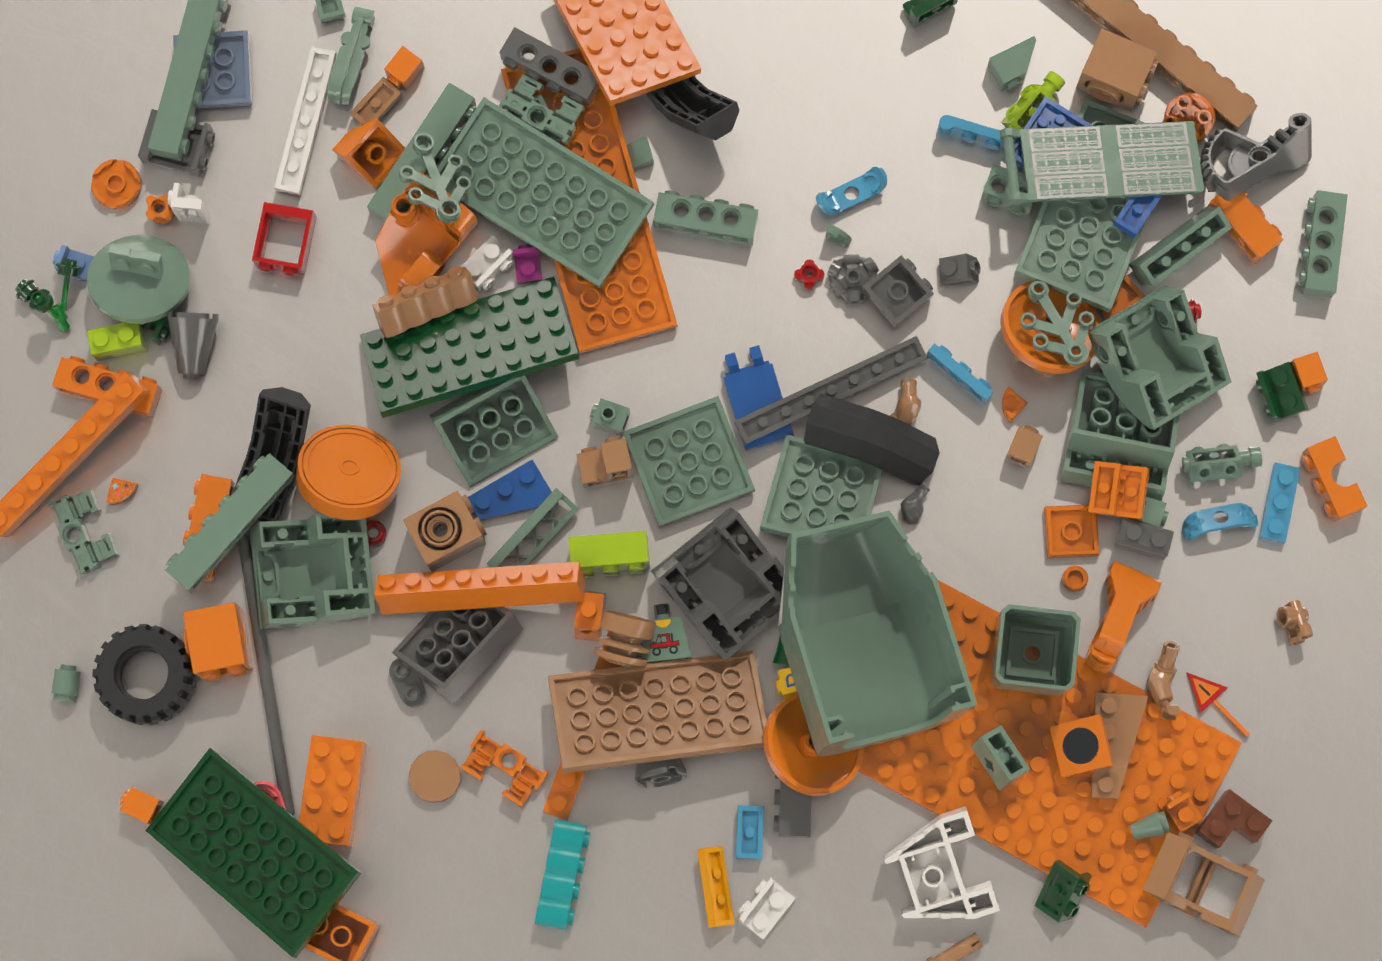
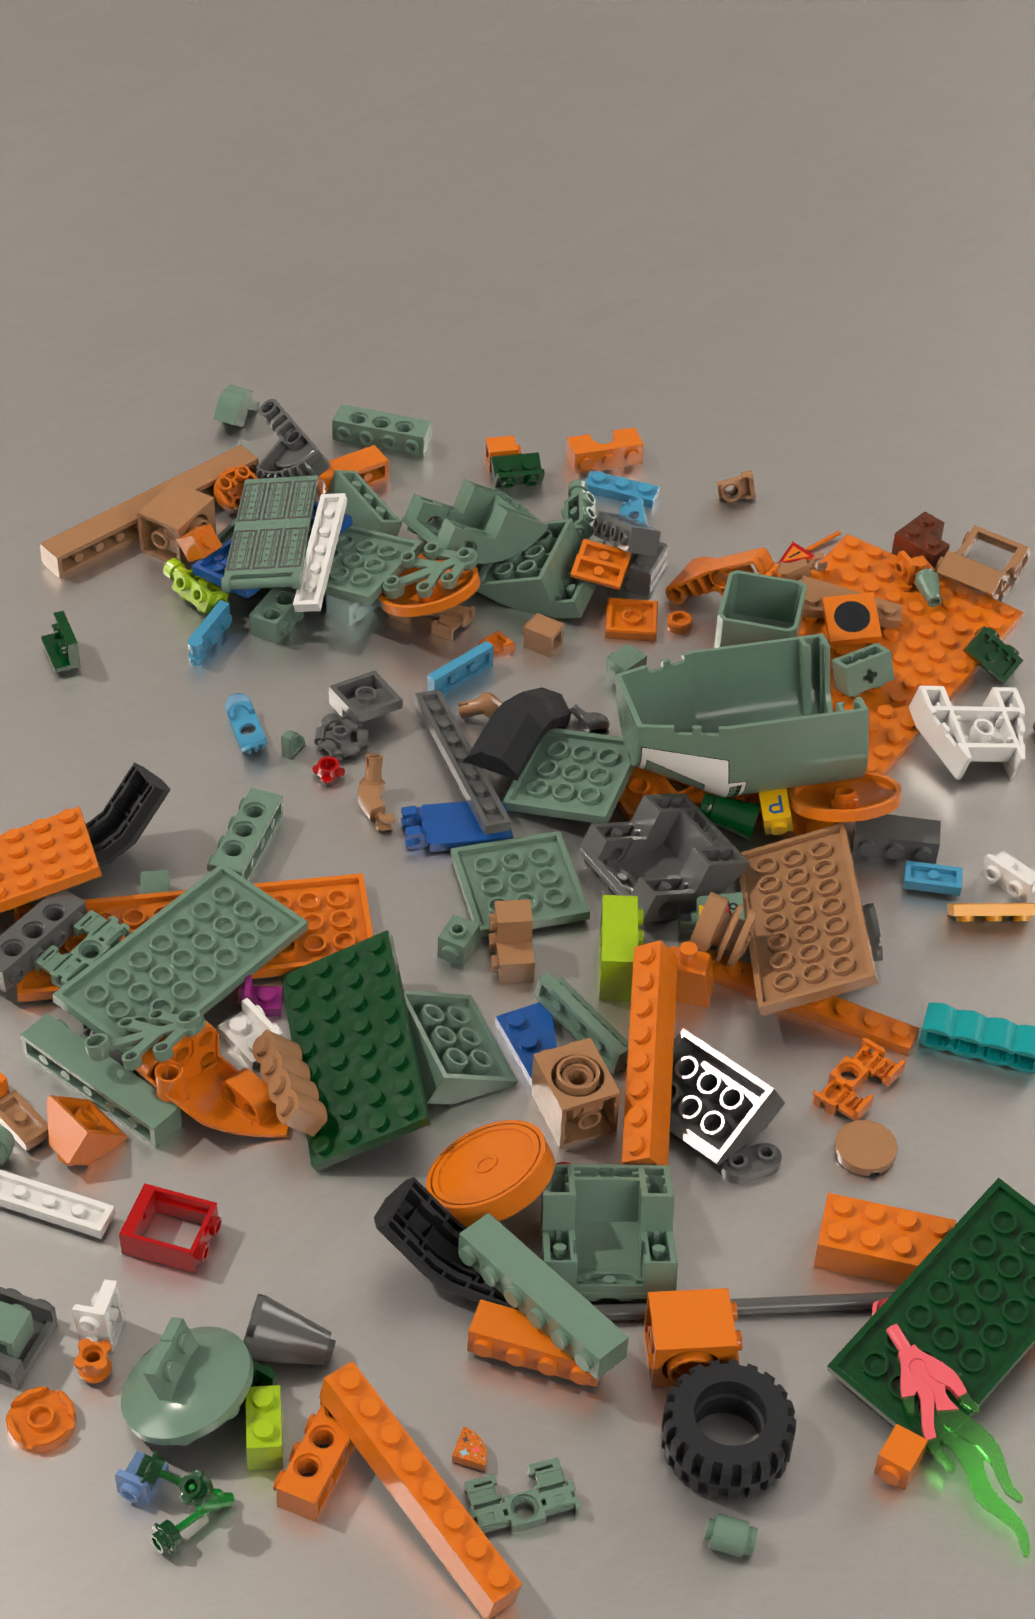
camera: 90 degrees left, 35 degrees down
(166, 835) = (946, 1423): none -> clear neon green piece
(778, 315) = (371, 791): none -> medium nougat arm
(959, 269) = (349, 659): dark grey bracket -> none
(990, 528) = (623, 660): none -> sand green brick
(1011, 64) = (147, 598): sand green slope -> none
(1071, 213) = (320, 552): none -> white plate
(1075, 96) = (199, 542): none -> orange brick
(1162, 509) = (626, 533): none -> dark grey brick
(1332, 87) = (234, 405): none -> sand green brick

